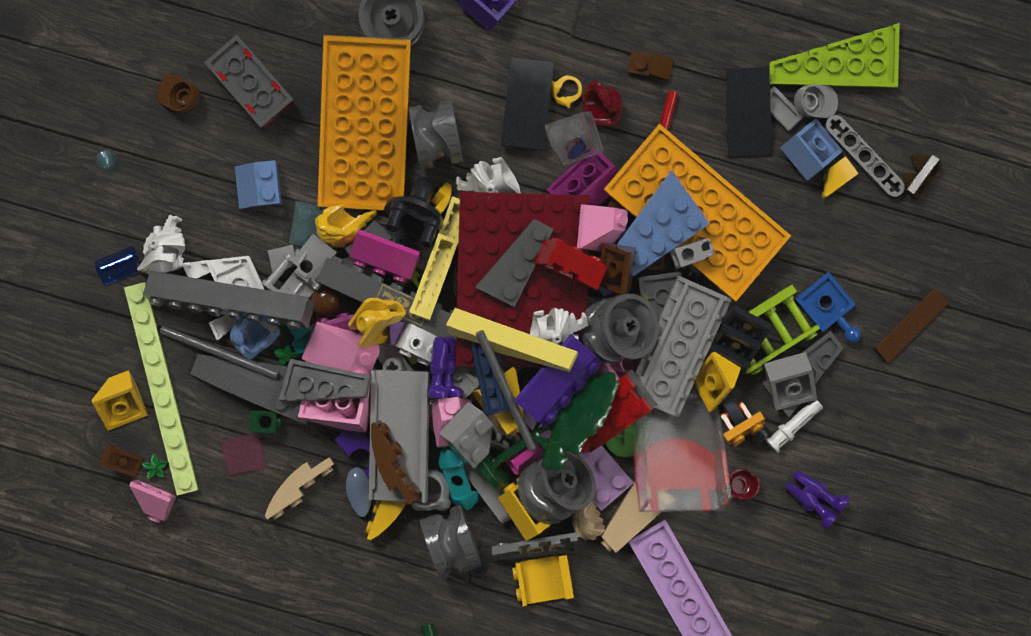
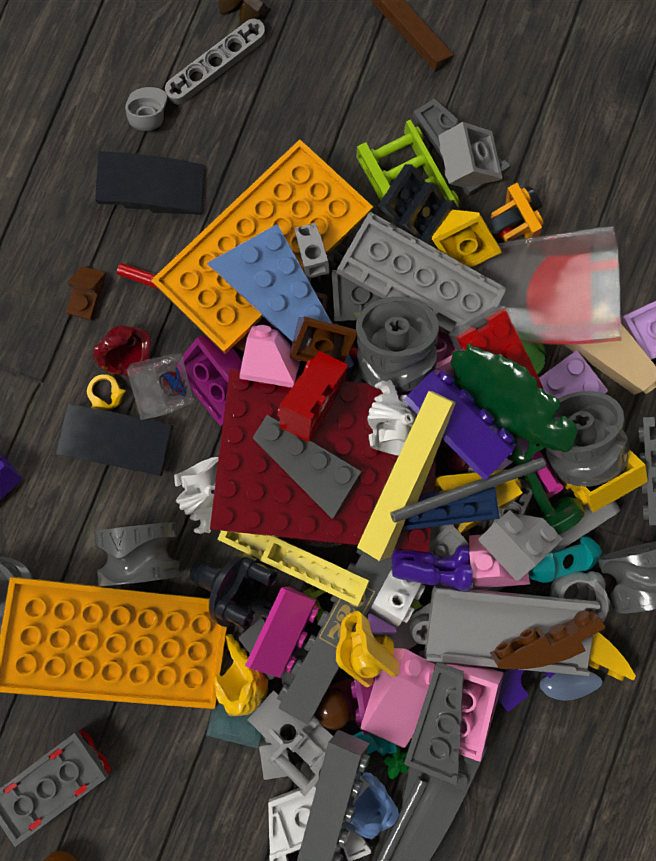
camera: 90 degrees left, 5 degrees down
(243, 453) = (514, 827): clear pink piece -> none
(255, 425) = (482, 809): dark green brick -> none
(258, 184) = (180, 780): medium blue slope -> none
(290, 490) = (565, 768): tan slope -> none
(442, 197) = (218, 551): yellow slope -> none
(588, 523) = (632, 404): tan hair -> none
(743, 484) = (586, 217): dark red hair -> none
(783, 109) = (157, 143): light grey tile -> none
(786, 432) = (526, 170): white pin -> none
(809, 496) = (605, 152): dark purple piece -> none
(811, 149) = (203, 117): medium blue slope -> none
(838, 176) = (236, 91): yellow slope -> none
(840, 304) = (384, 100): blue plate -> none
(852, 62) = (106, 64): lime wing -> none

